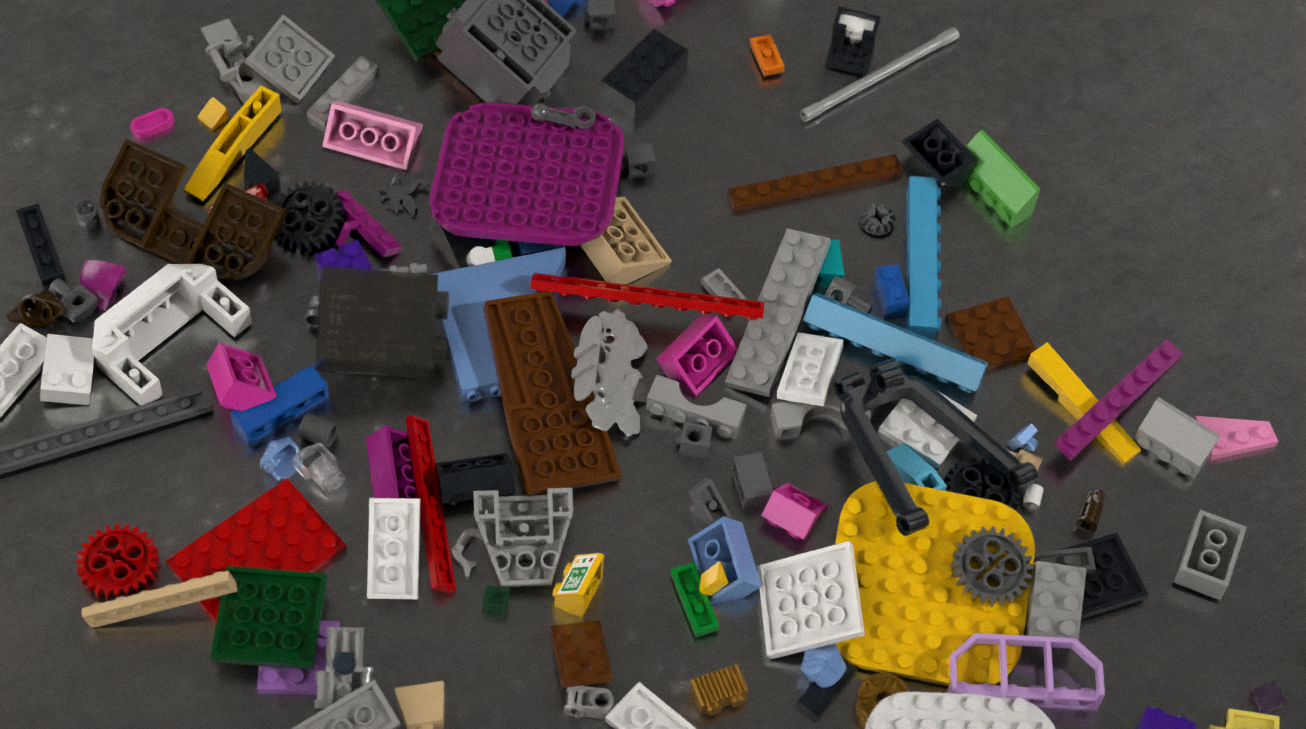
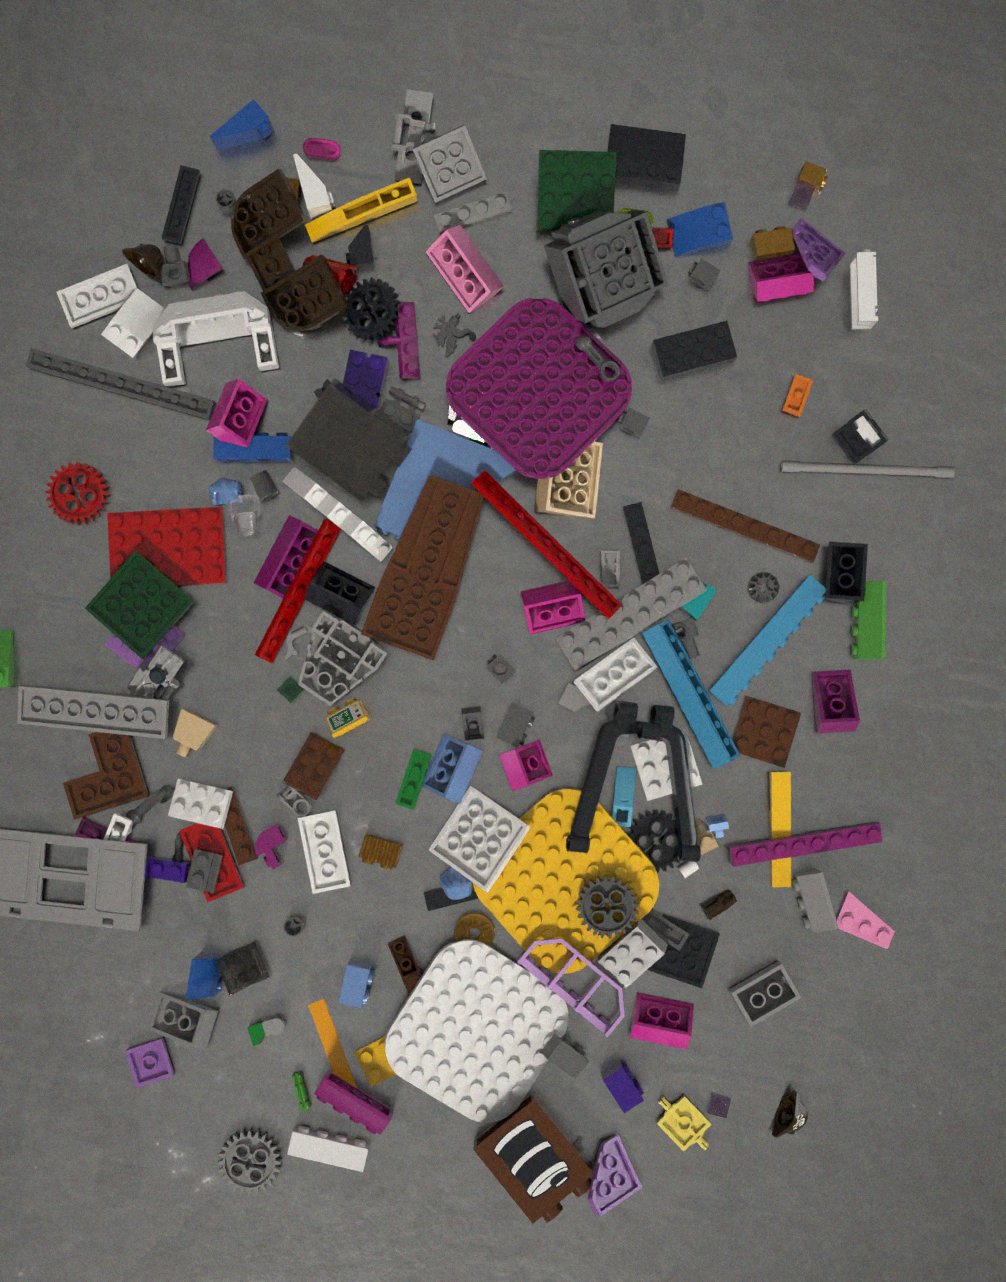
camera: 40 degrees right, 30 degrees up
(60, 141) = (244, 127): none -> blue slope
(159, 599) = (87, 546): tan plate -> none
(170, 143) = (315, 193): none -> white slope
(213, 114) = (367, 172): yellow slope -> none
(393, 548) = (247, 612): white plate -> none
(413, 393) = (337, 513): none -> white arch
(618, 379) = (483, 589): light grey plant -> none
(667, 400) = (533, 665): light grey arch -> none
(713, 579) = (431, 777): yellow slope -> none
(731, 252) = (641, 541): none -> black plate
(891, 292) = (721, 653): blue brick -> none
(1030, 267) = (835, 701): none -> magenta slope
(1141, 654) = (662, 1021): none -> dark pink slope

